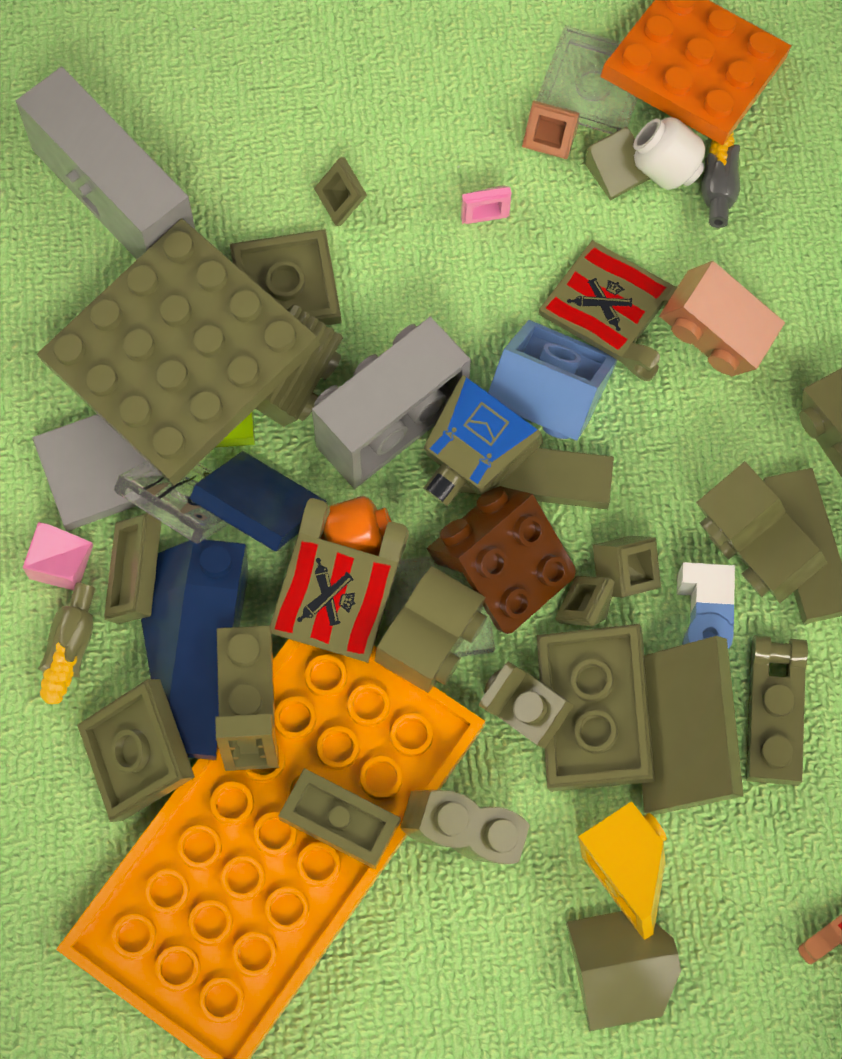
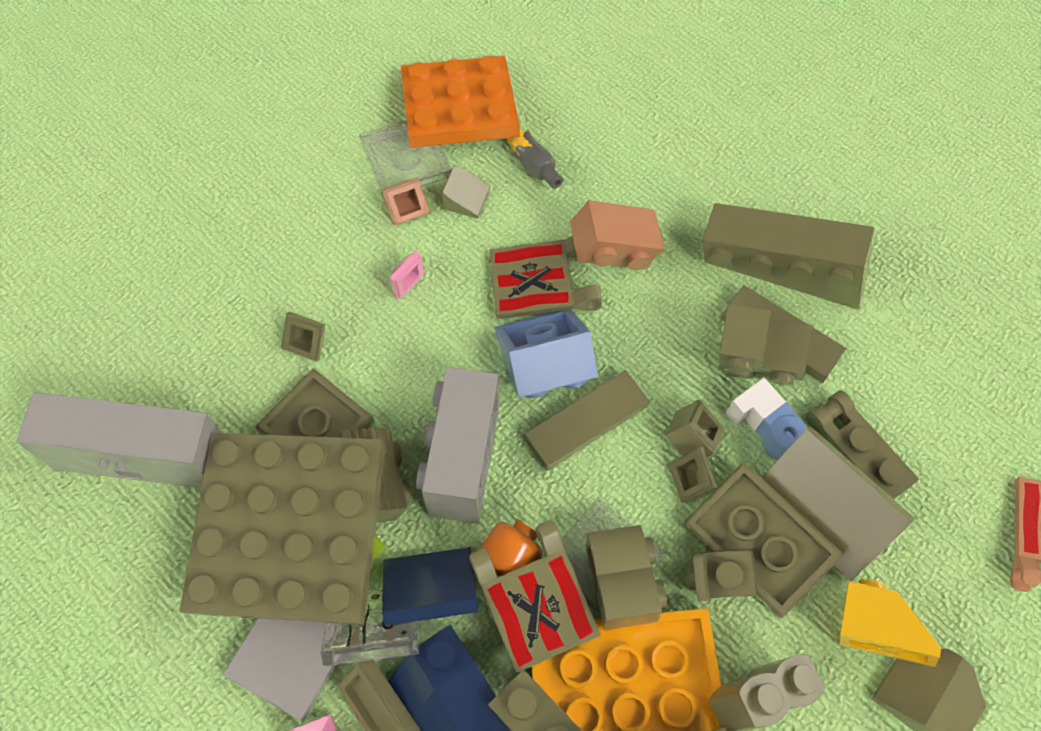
camera: 40 degrees left, 5 degrees down
(476, 443) = (541, 428): torso -> none
(506, 555) = (618, 484): reddish brown bracket -> none
(669, 153) = (492, 162): white head -> none

